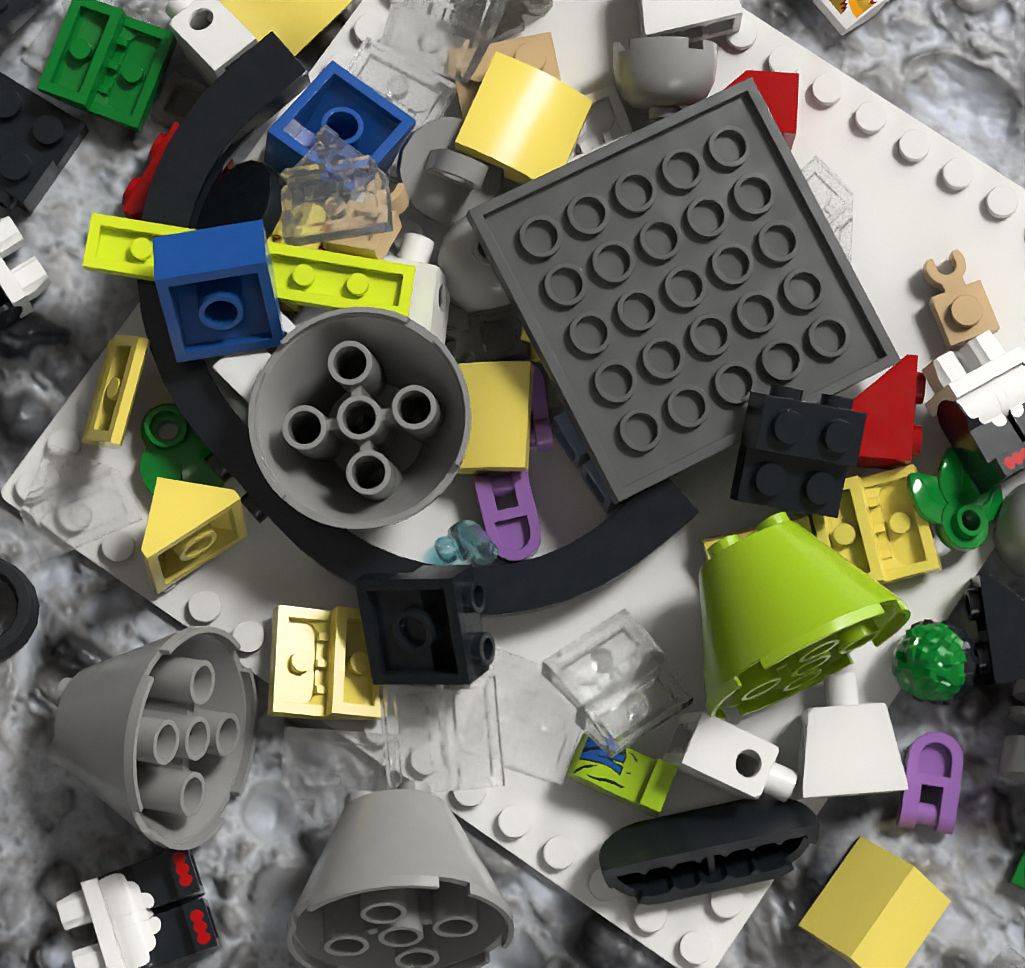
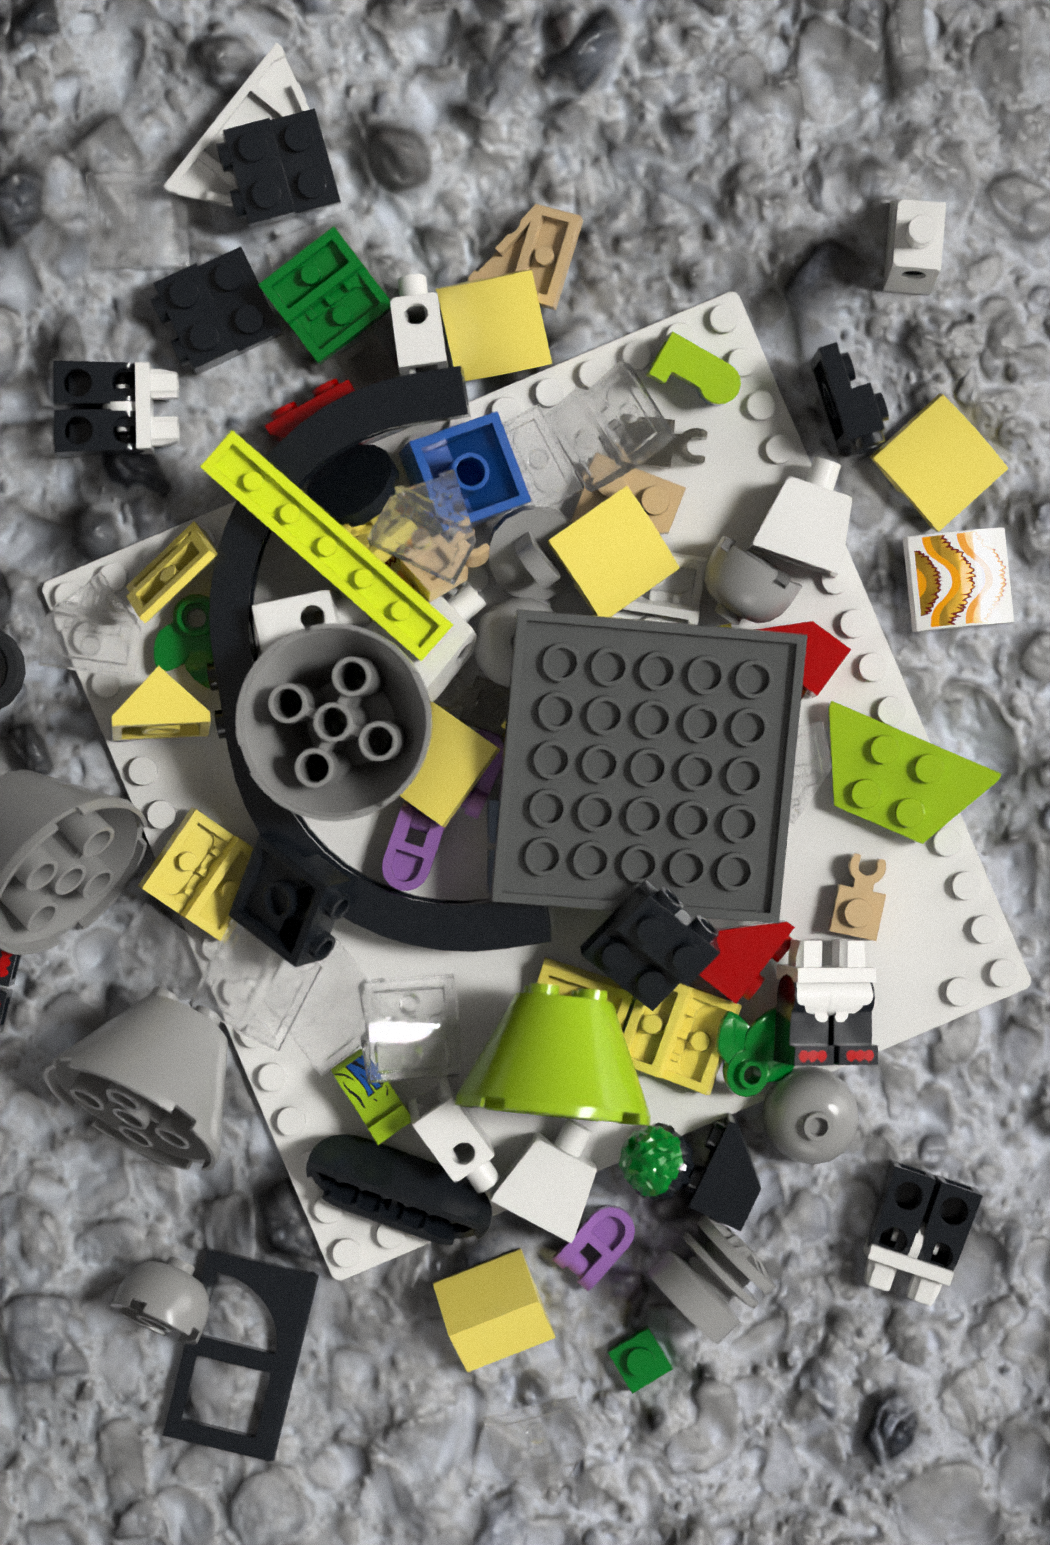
camera: 30 degrees right, 10 degrees up
(218, 290) = (288, 554): blue slope -> none
(465, 541) = (367, 849): clear light blue arm -> none
(918, 167) = (899, 777): none -> lime wing

